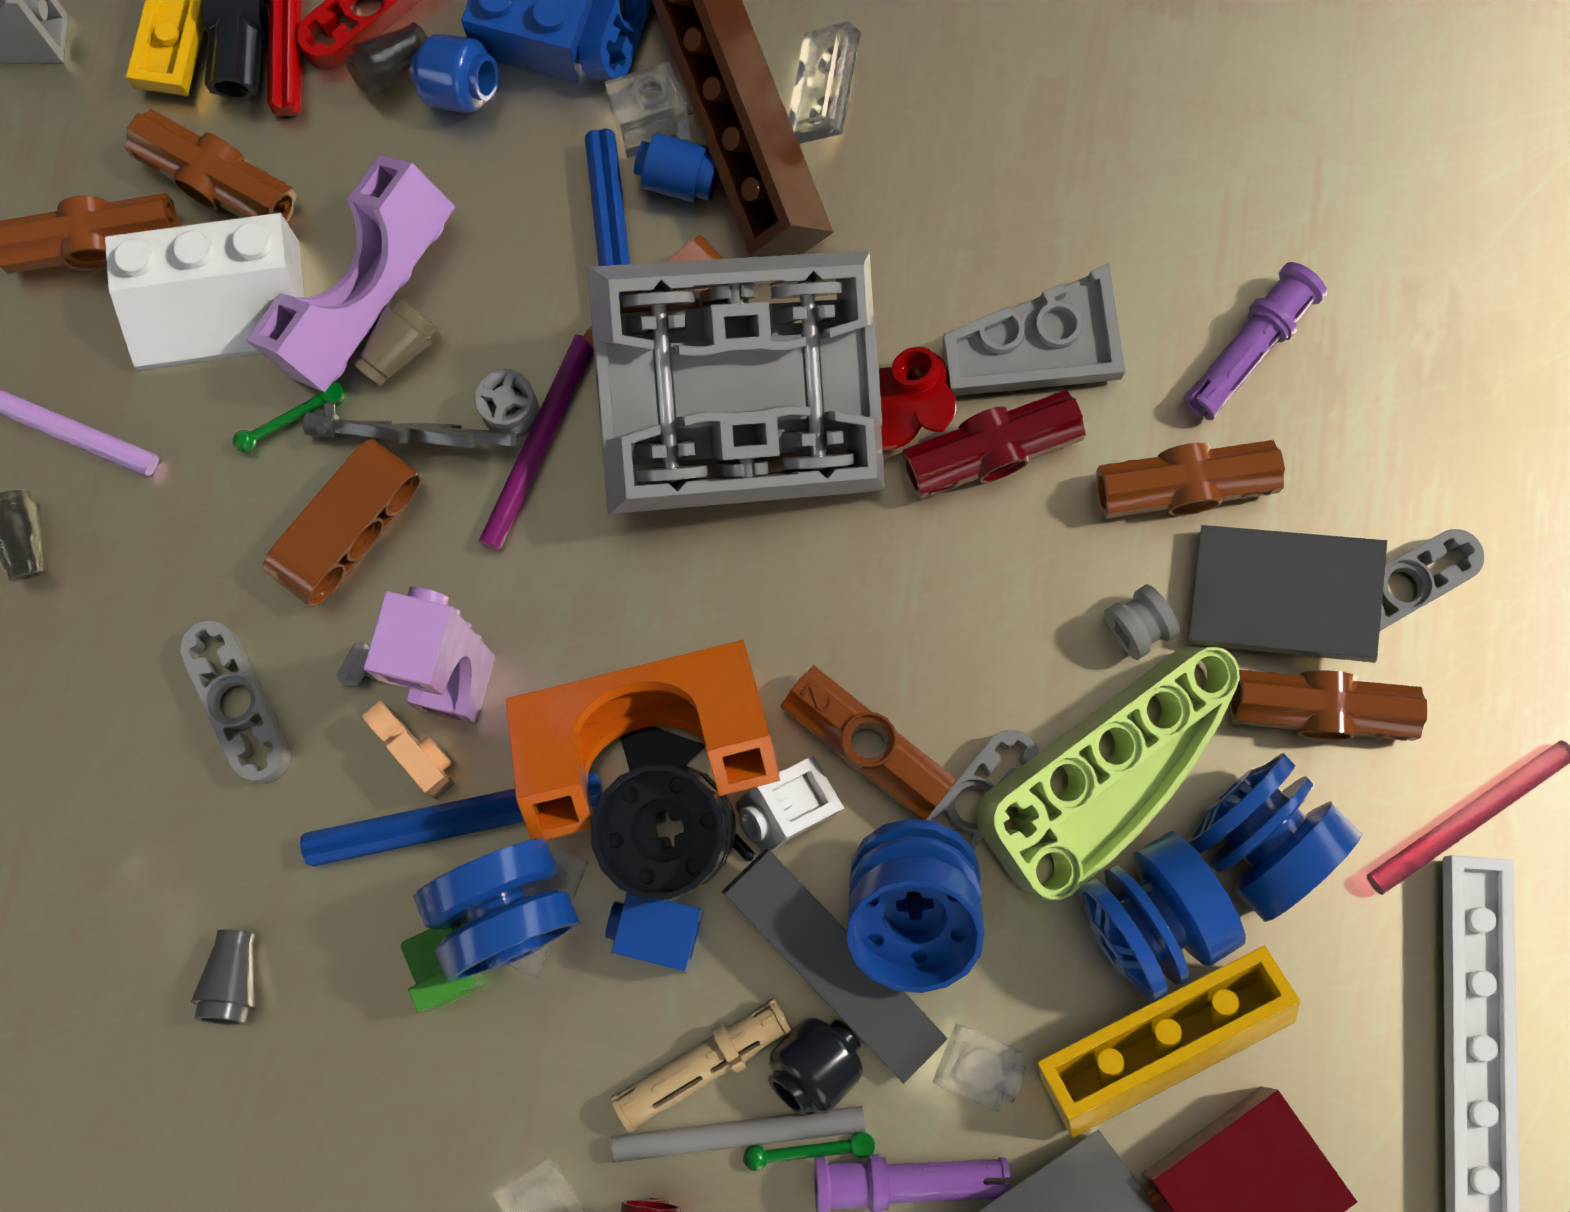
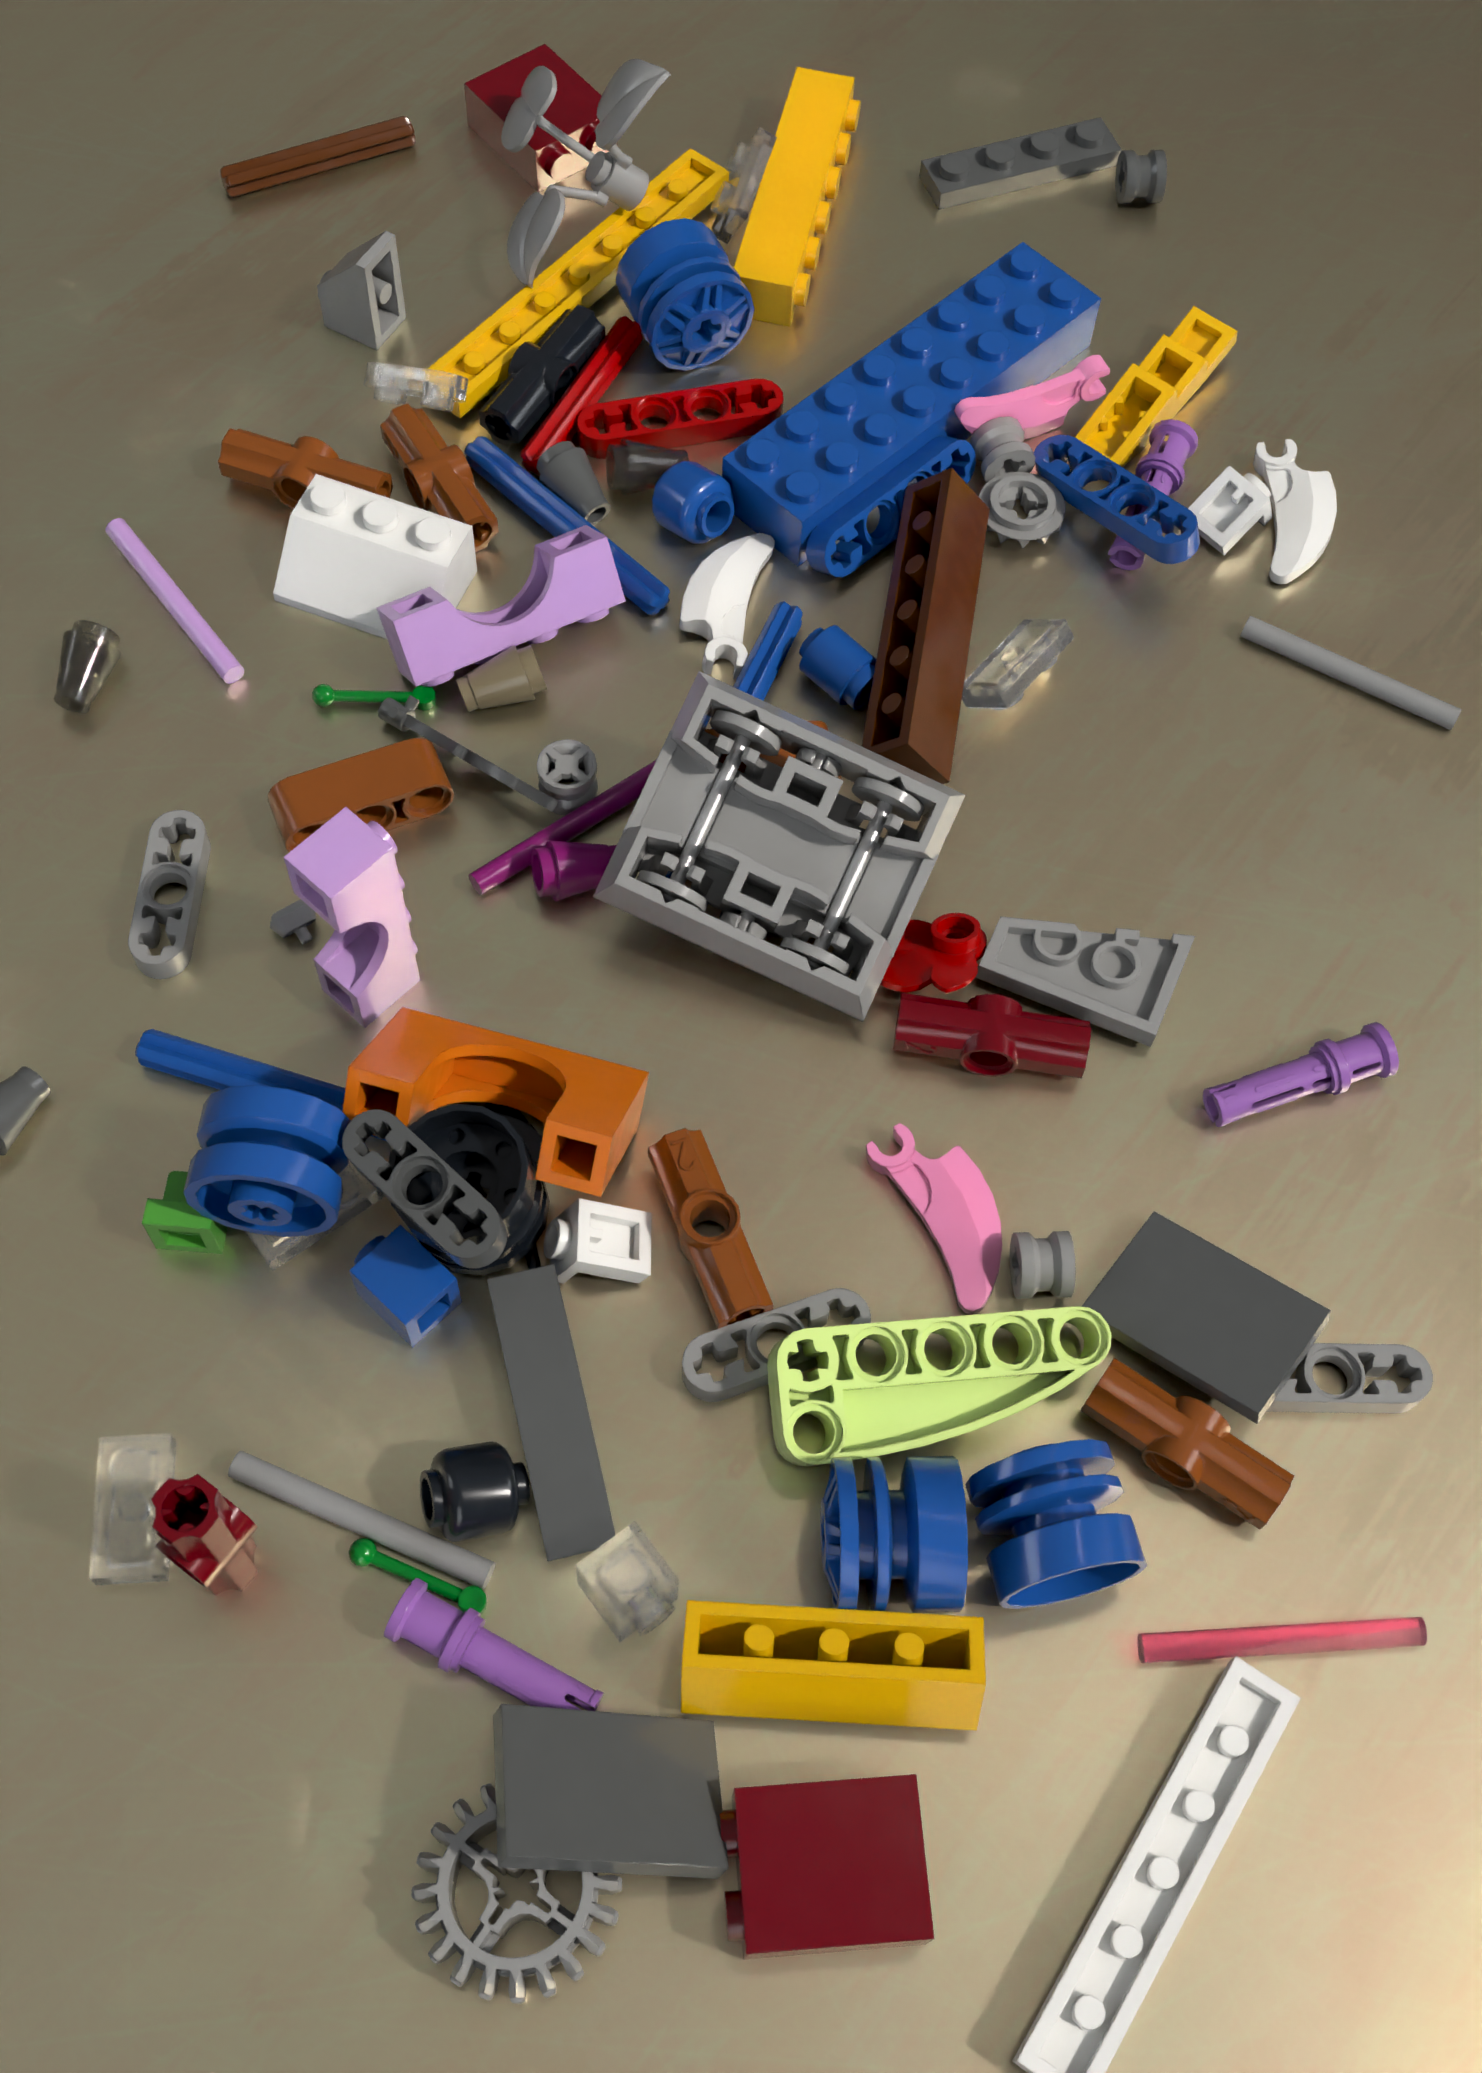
camera: 25 degrees right, 15 degrees down
(113, 97) = (434, 387): none -> clear plate
(333, 109) = (571, 477): none -> dark grey cone
(342, 151) = (560, 518): none -> blue axle
(421, 760) = (294, 1023): light nougat plate -> none
(531, 155) = (719, 598): none -> white piece
(565, 486) = (568, 867): none -> magenta cone
(591, 869) = (404, 1144): none -> dark grey beam
(649, 104) = (847, 600): clear brick -> none
(692, 1070) = (366, 1431): tan pin -> none
(915, 906) = (628, 1398): blue wheel -> none
(1049, 613) = (955, 1209): none -> bright pink piece
(1190, 479) = (1166, 1163): dark orange piece -> none

